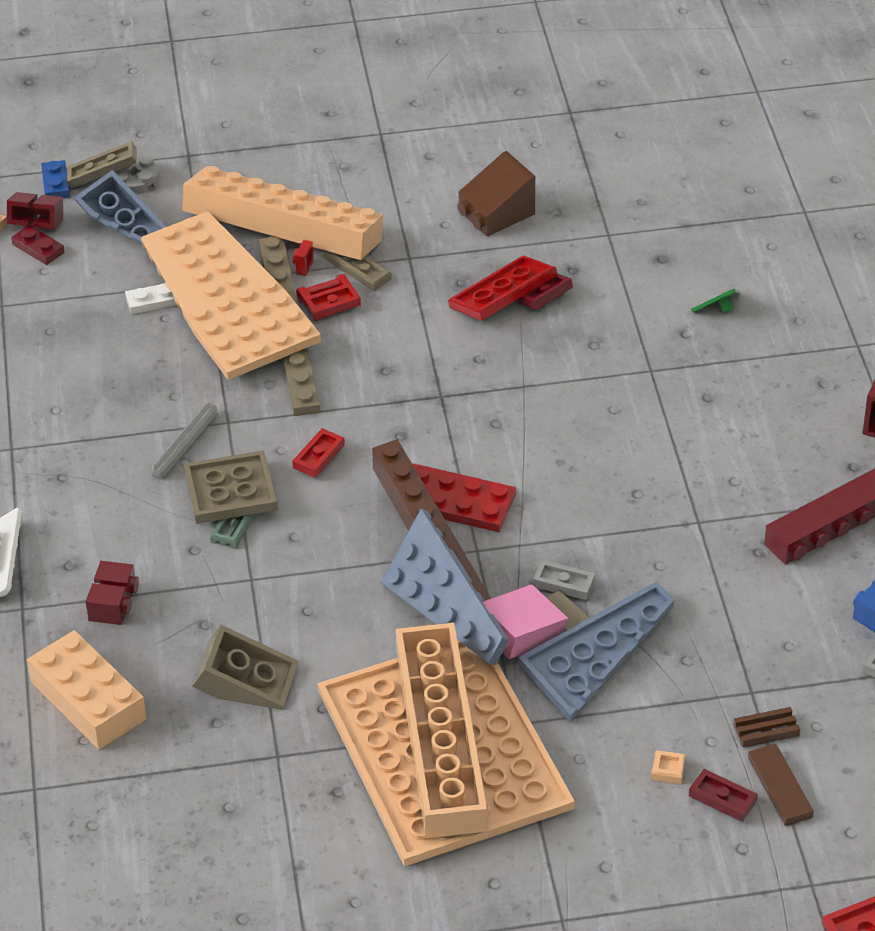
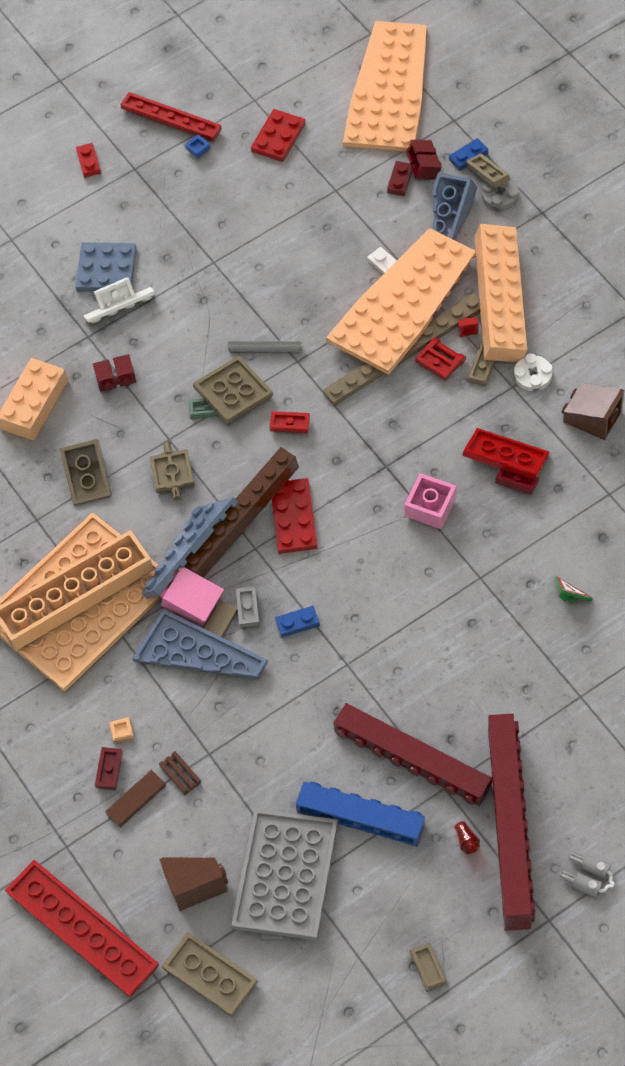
camera: 70 degrees right, 15 degrees up
(308, 586) = (171, 470): none -> dark tan plate
(394, 232) = (533, 363): none -> white plate
(528, 364) = (430, 501): none -> bright pink brick
(611, 544) = (297, 621): none -> blue plate

